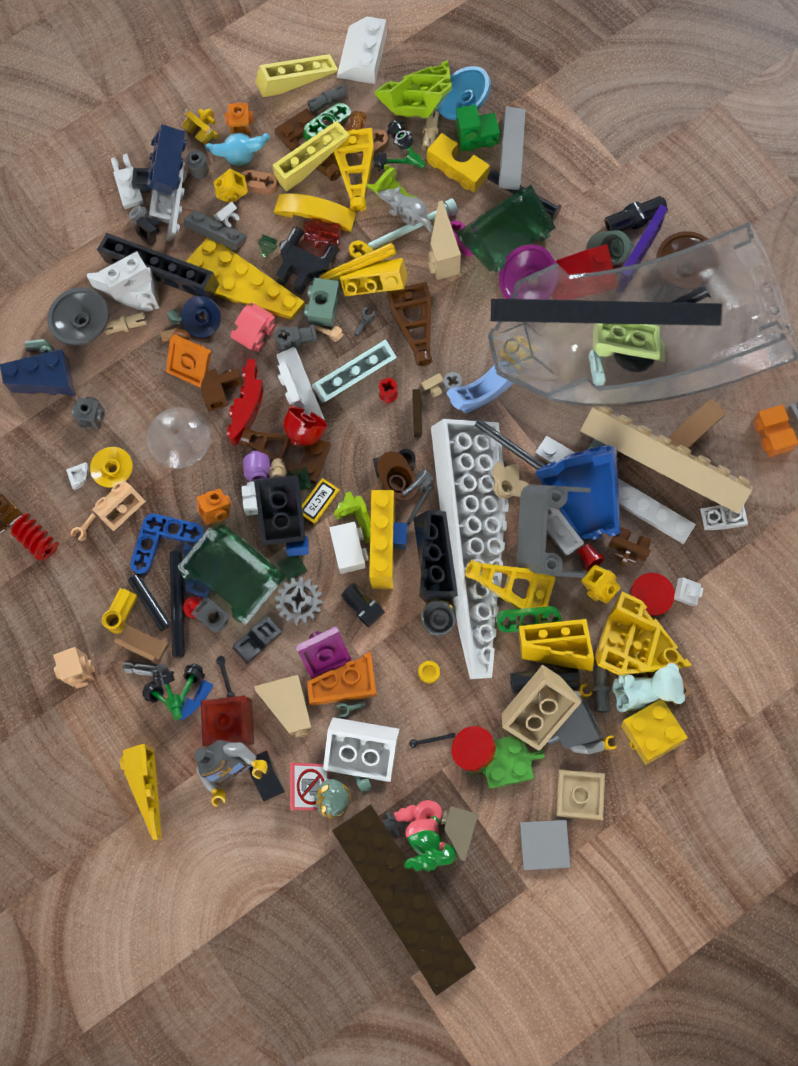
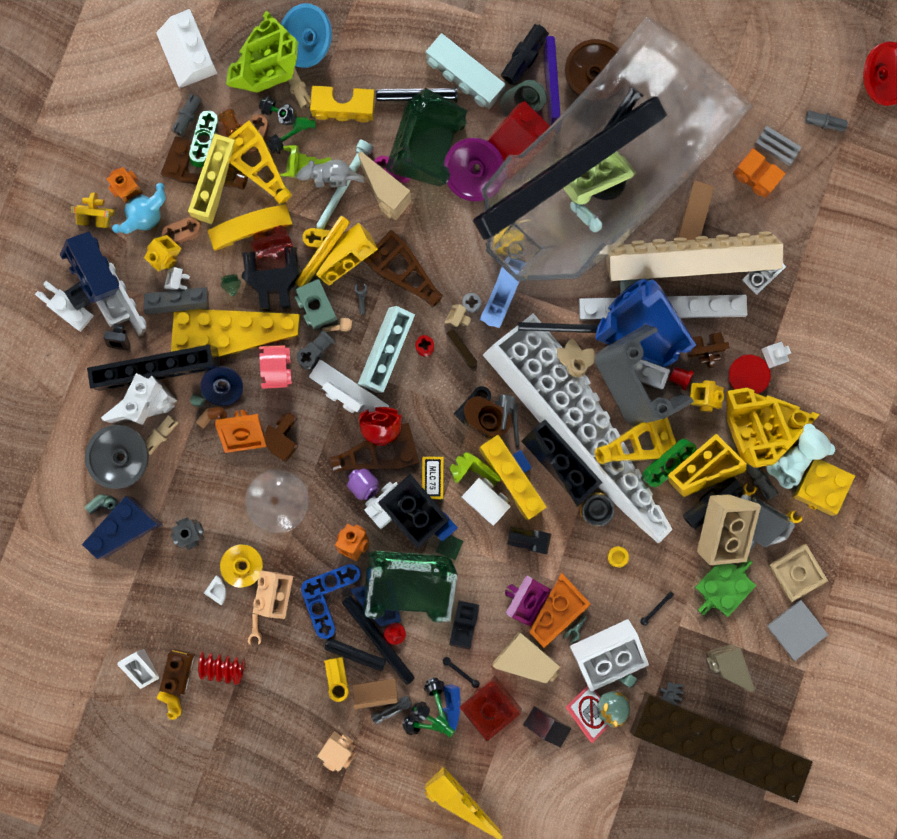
camera: 40 degrees left, 10 degrees up
(138, 212) = (97, 330): light grey plate -> none
(197, 164) = (117, 251): dark grey brick -> none
(202, 611) = (407, 630): dark grey brick -> none
(222, 763) = (513, 742): torso -> none
(247, 406) = (318, 442): red slope -> none
(277, 468) = (385, 478): tan pin -> none
(287, 75) = (140, 111): light yellow slope -> none
(303, 475) = (403, 469): clear green tile -> none
(308, 601) = (485, 566): light grey gear -> none
(424, 836) = (708, 691): hair -> none
(473, 748) = (695, 595): red tile -> none
(475, 130) = (338, 63): green brick -> none
(512, 148) = (381, 60): light grey beam -> none
(576, 198) = (464, 71): none -> light aqua brick

